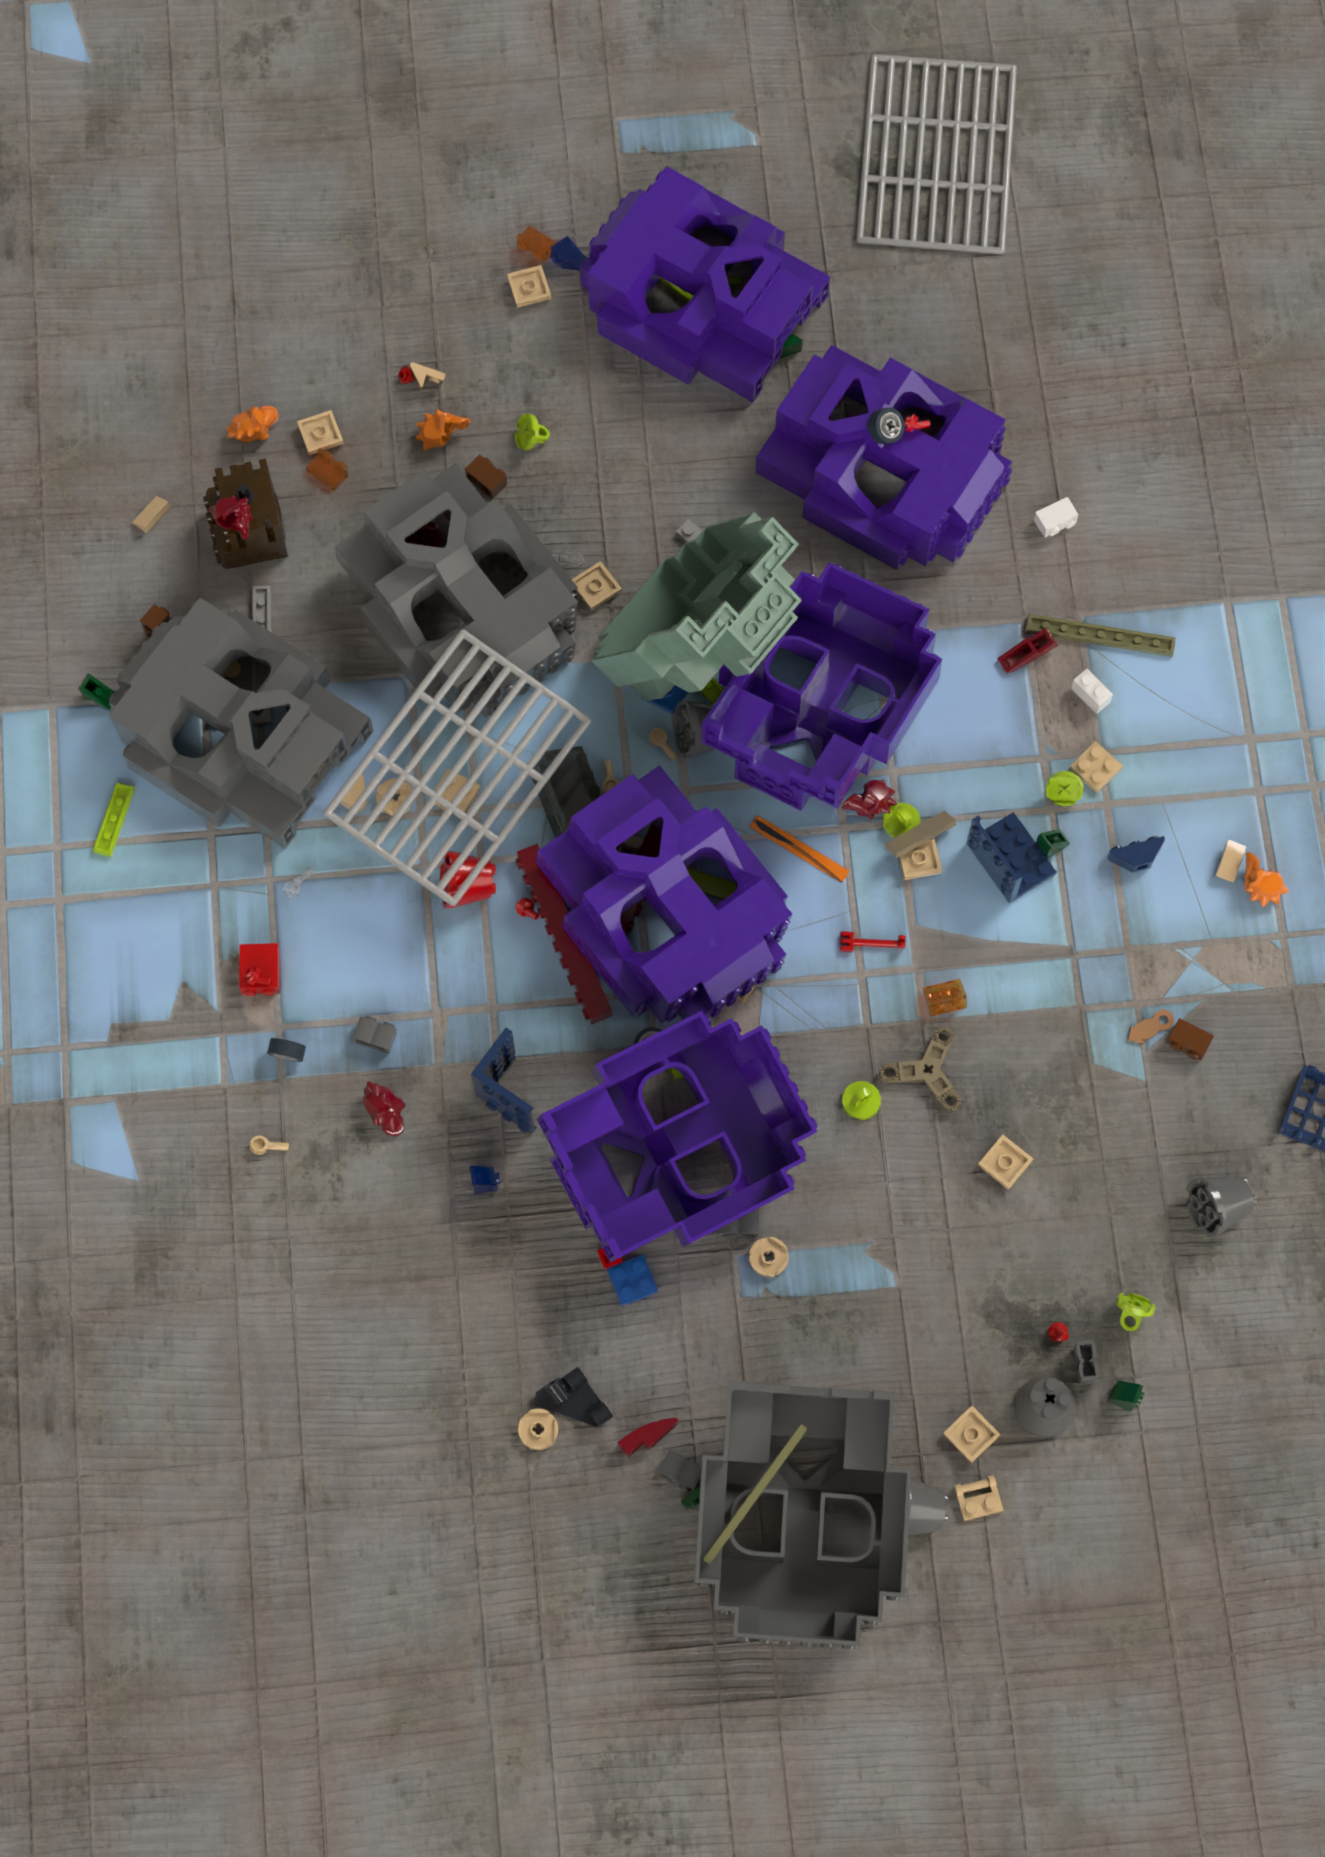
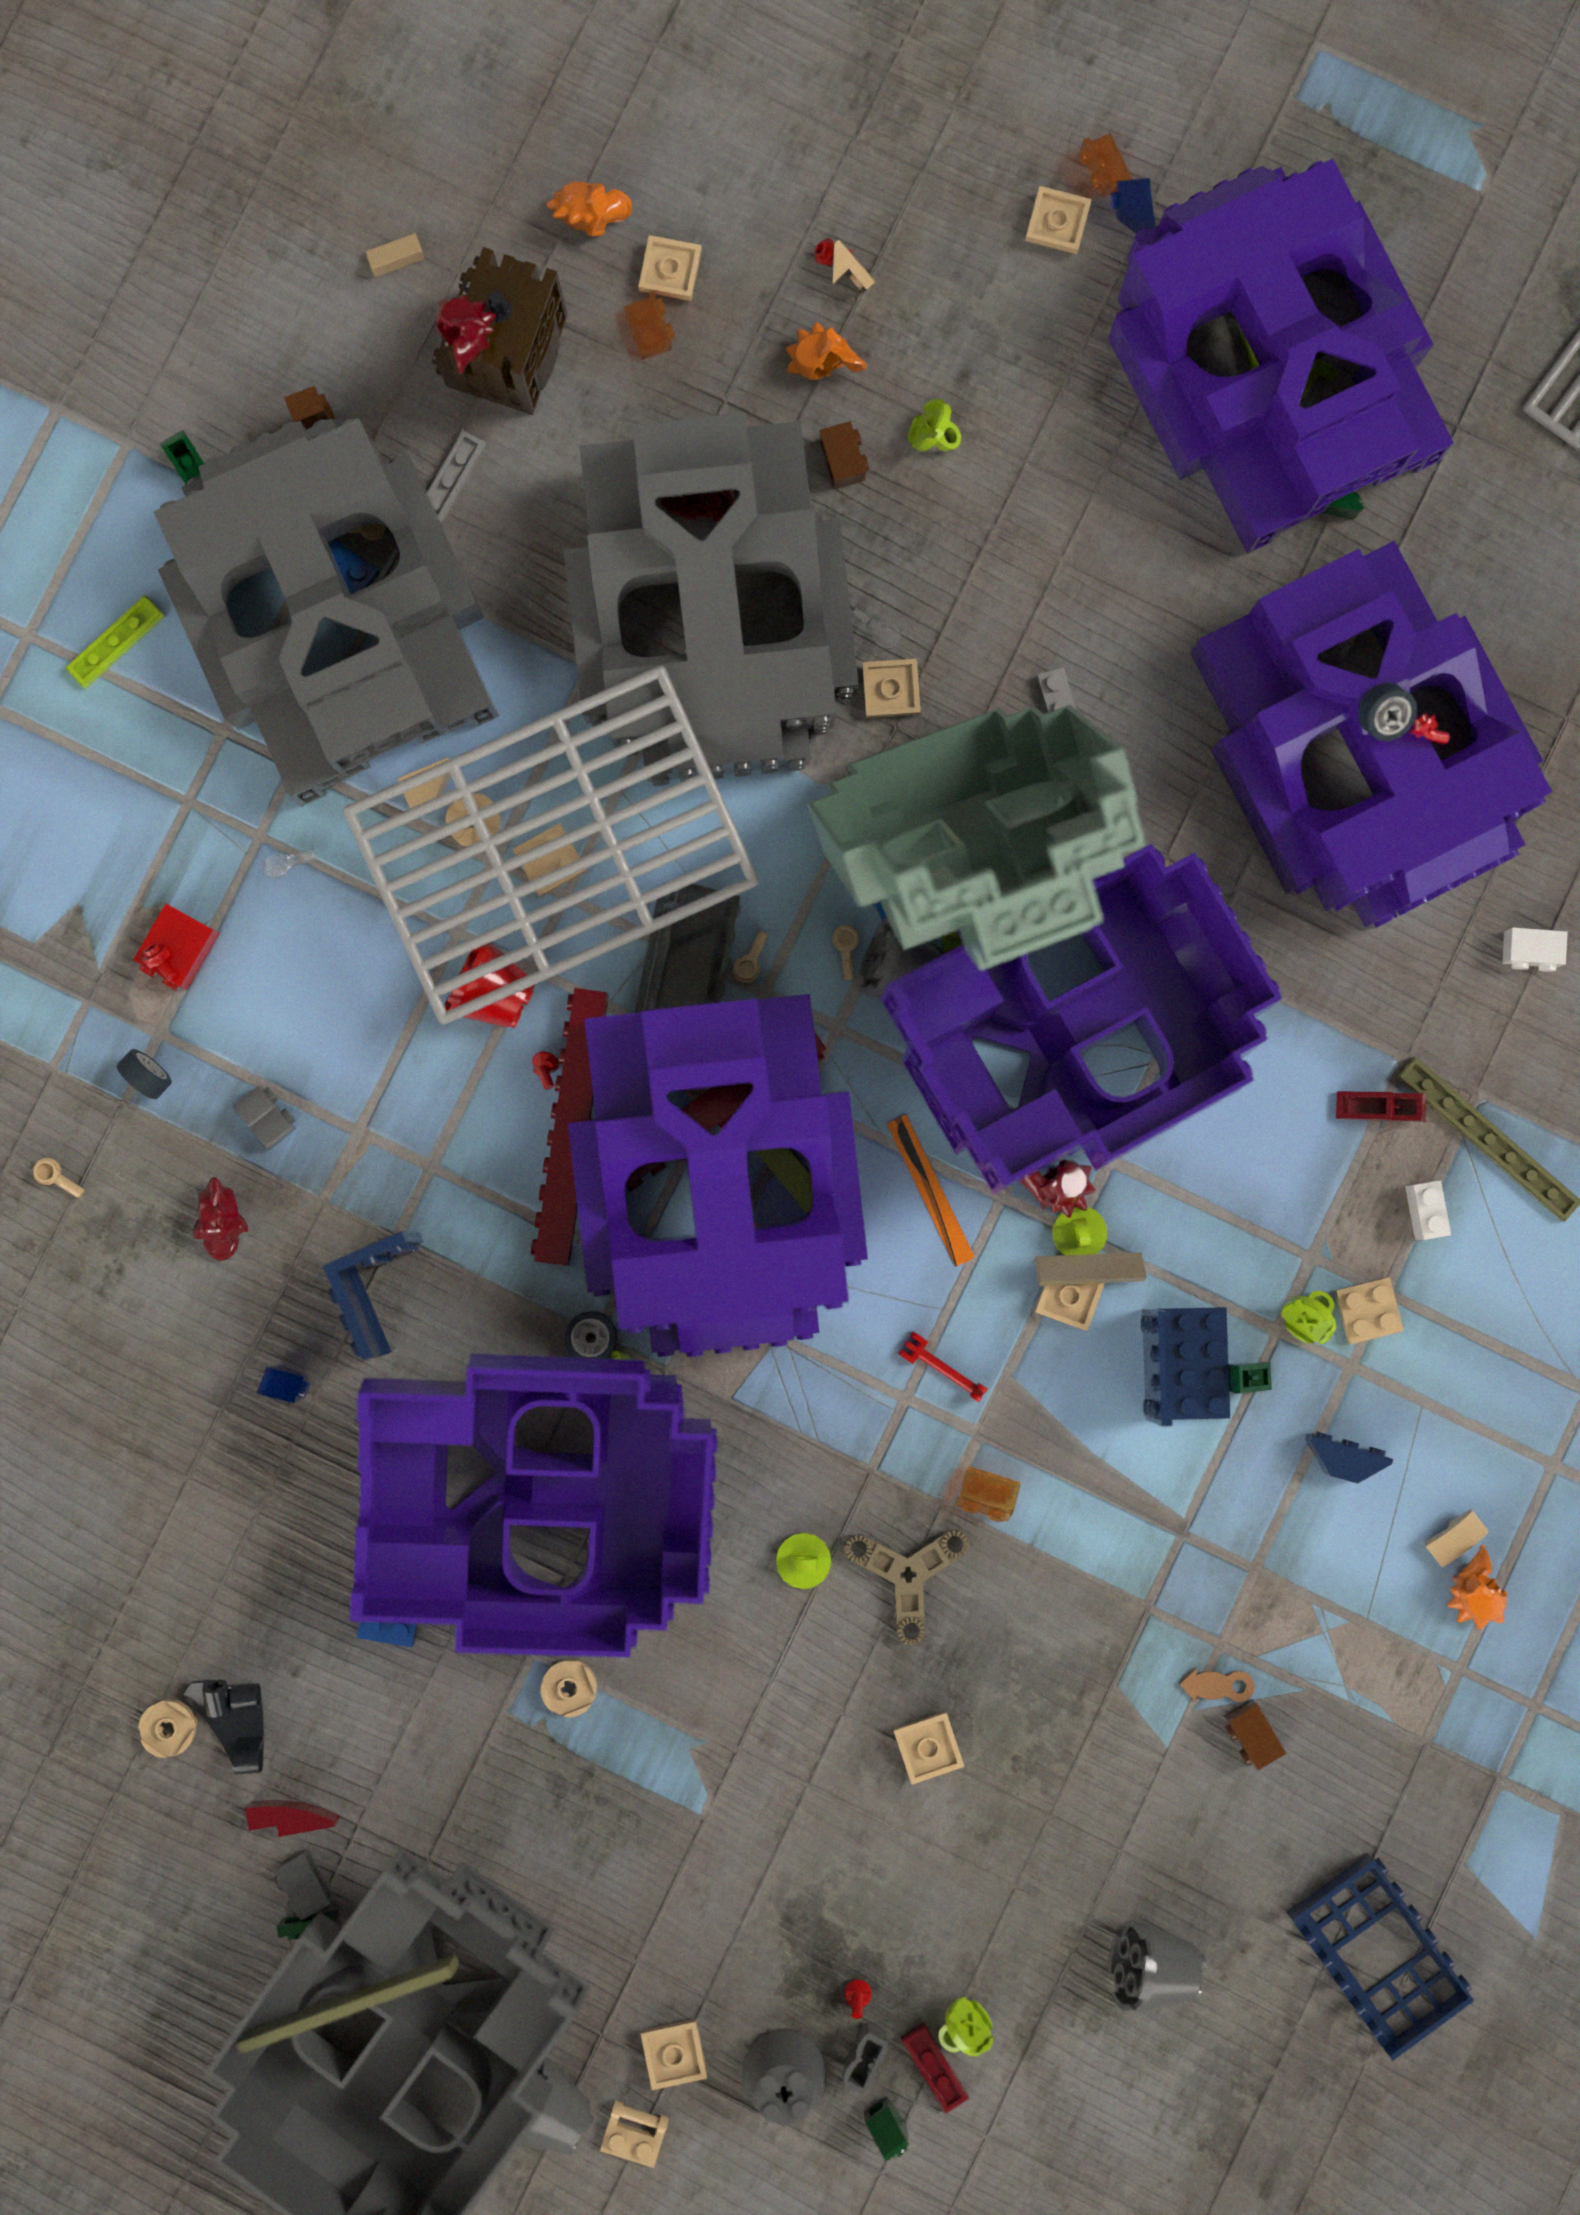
camera: 30 degrees right, 15 degrees up
(1132, 1348) = (934, 2068): none -> dark red tile

